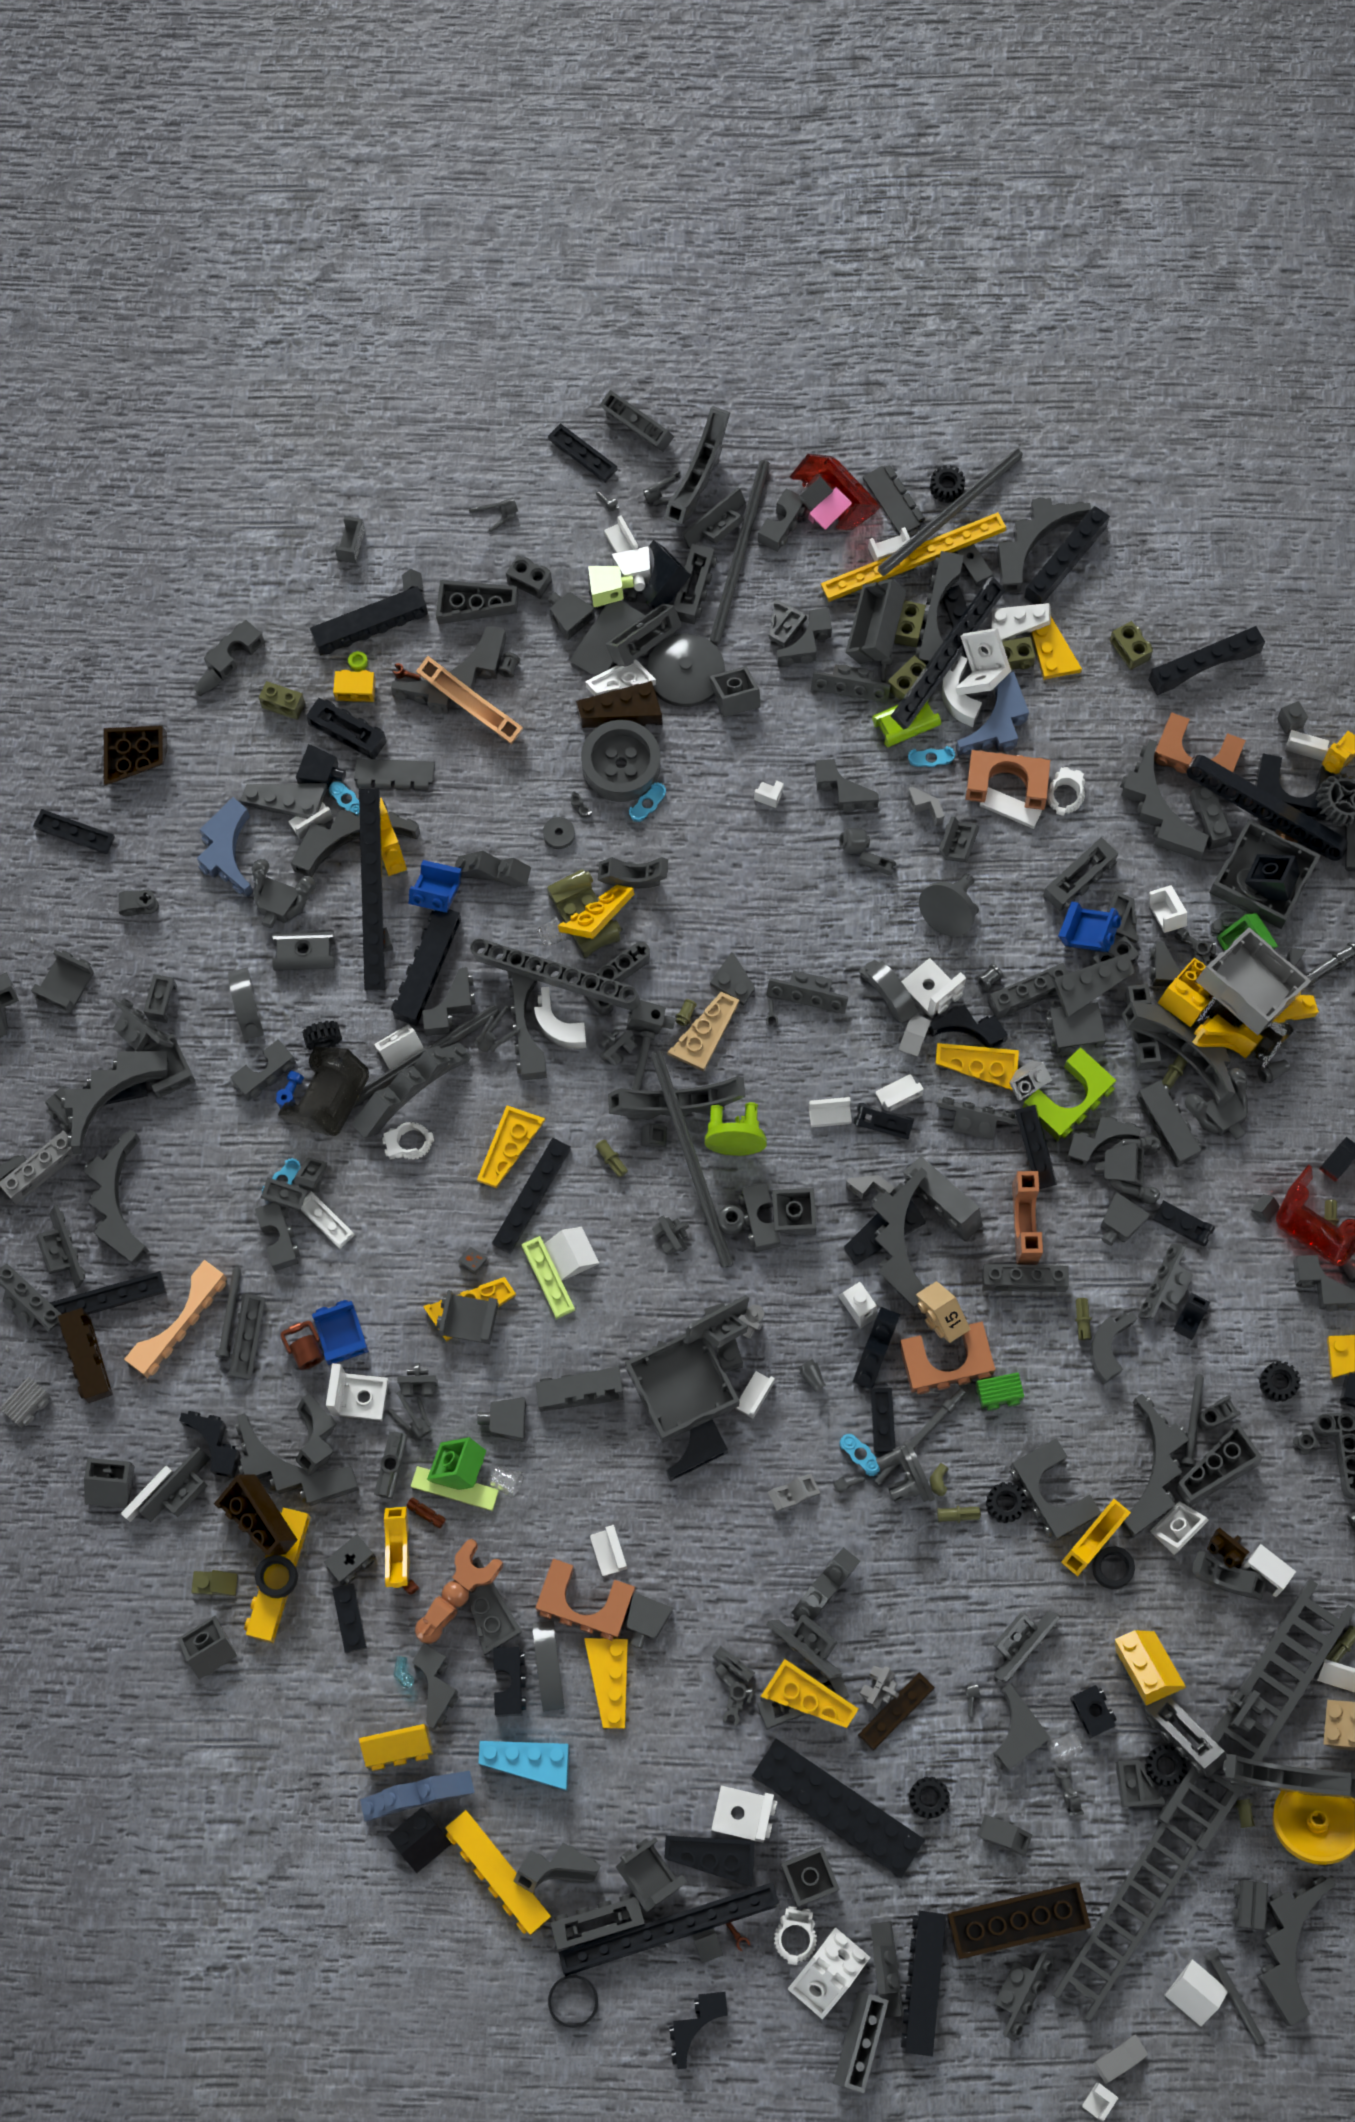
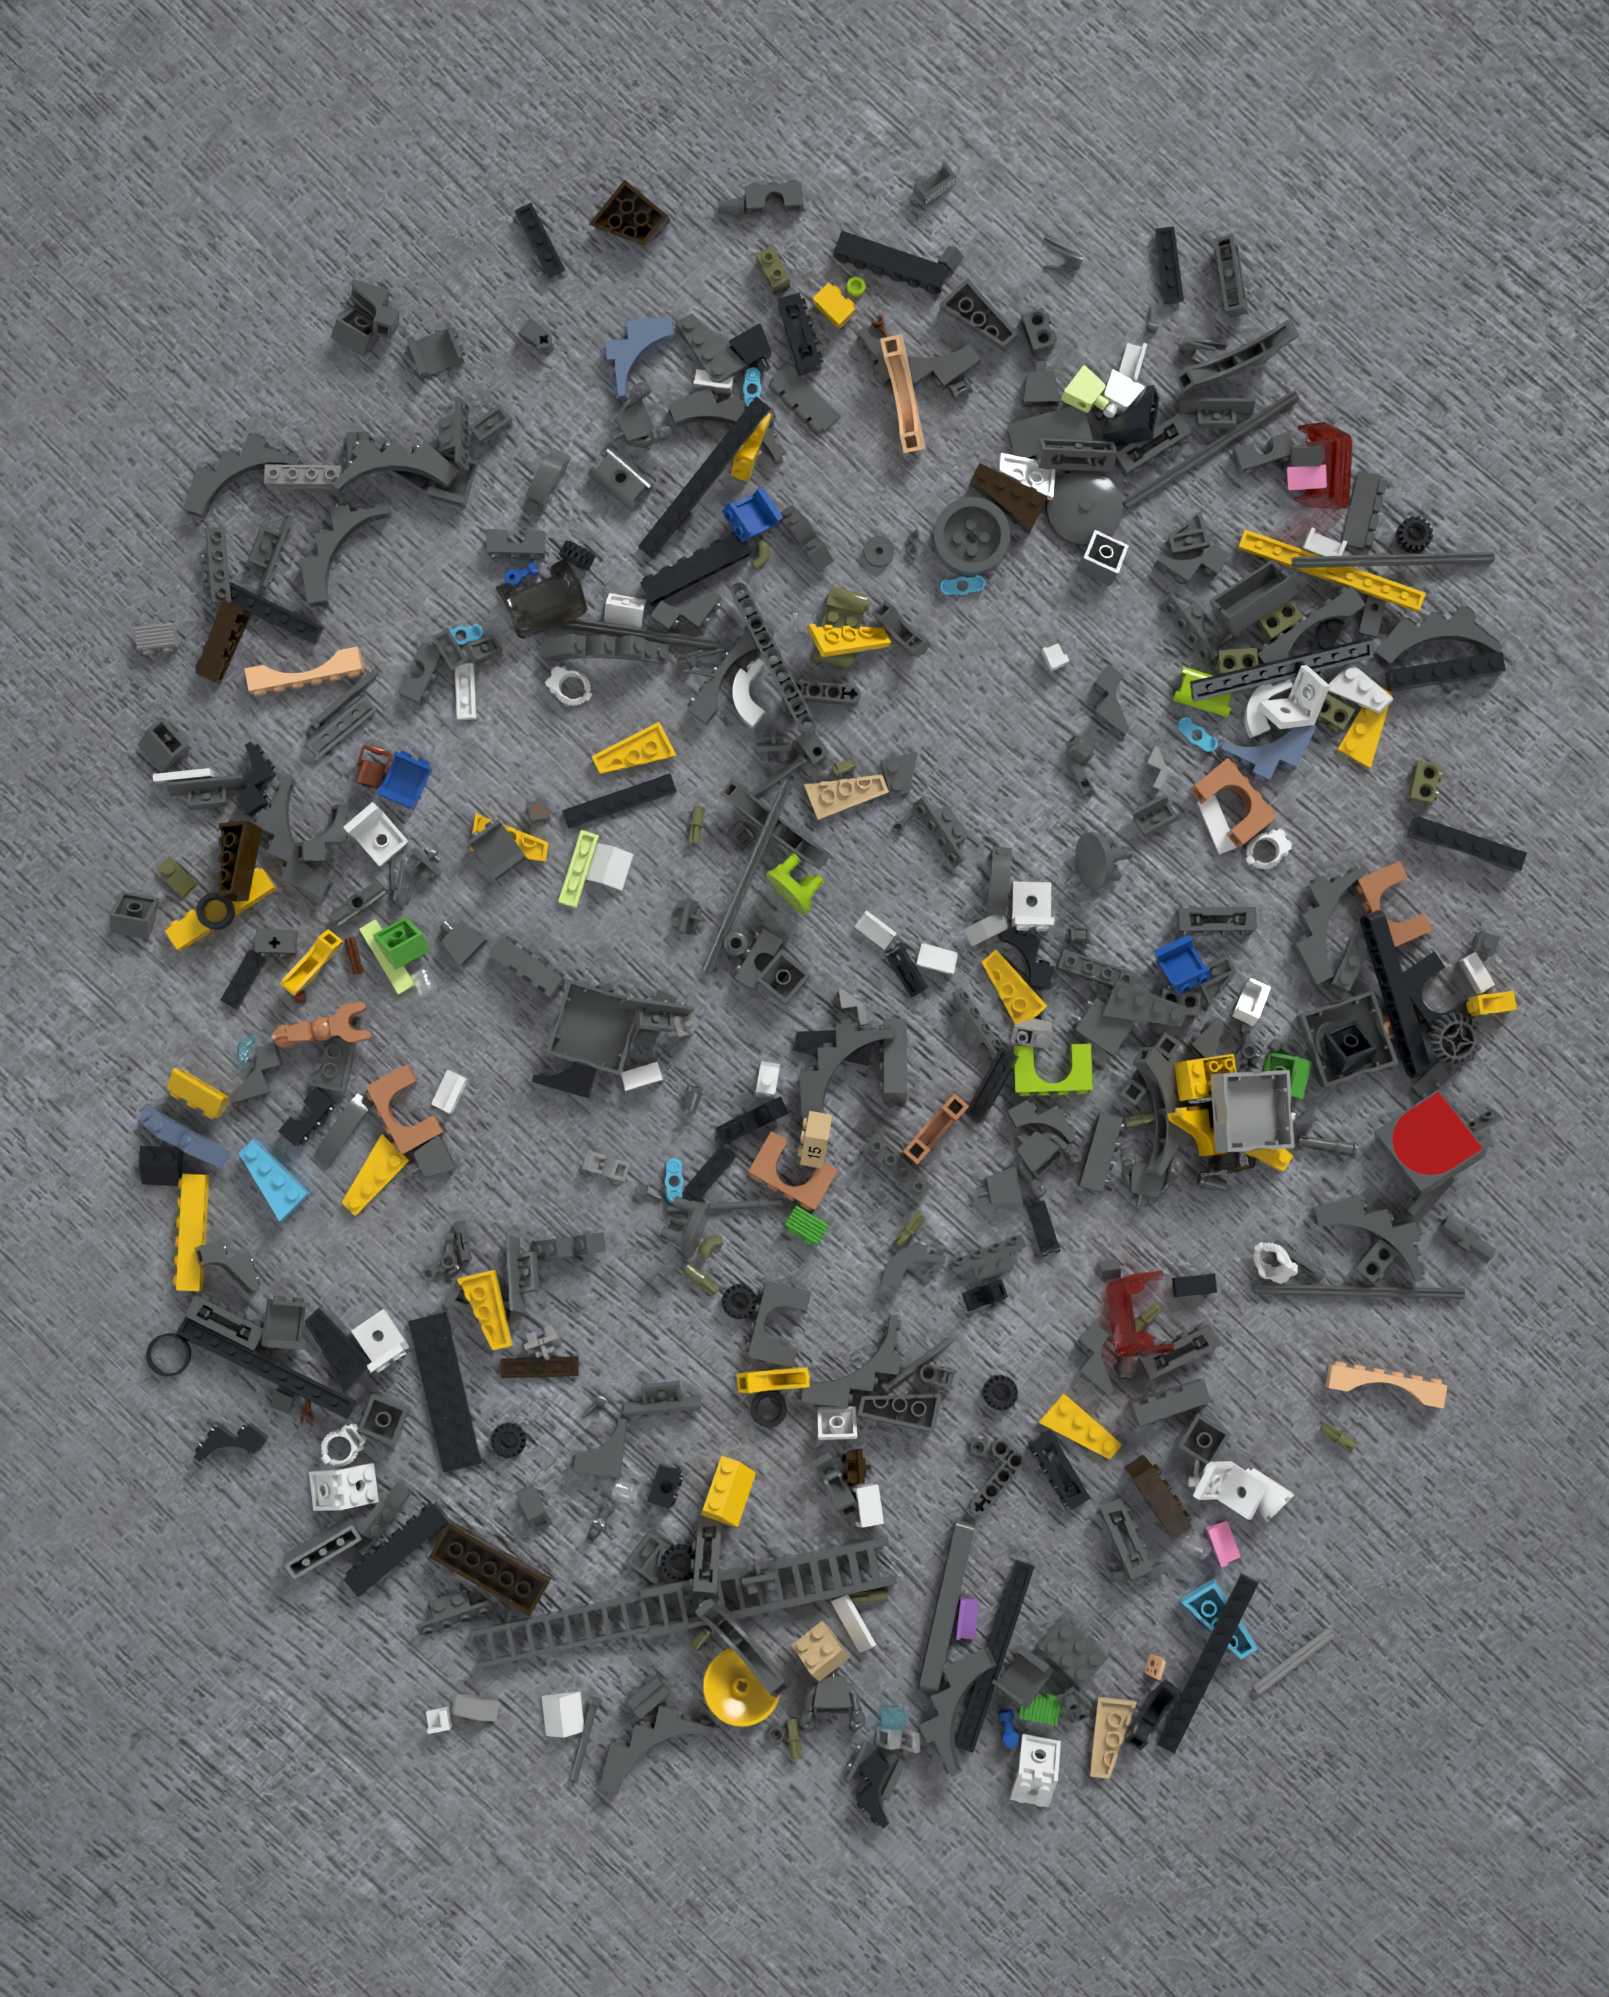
camera: 40 degrees right, 15 degrees up
(467, 907) = (763, 554): none -> olive arm

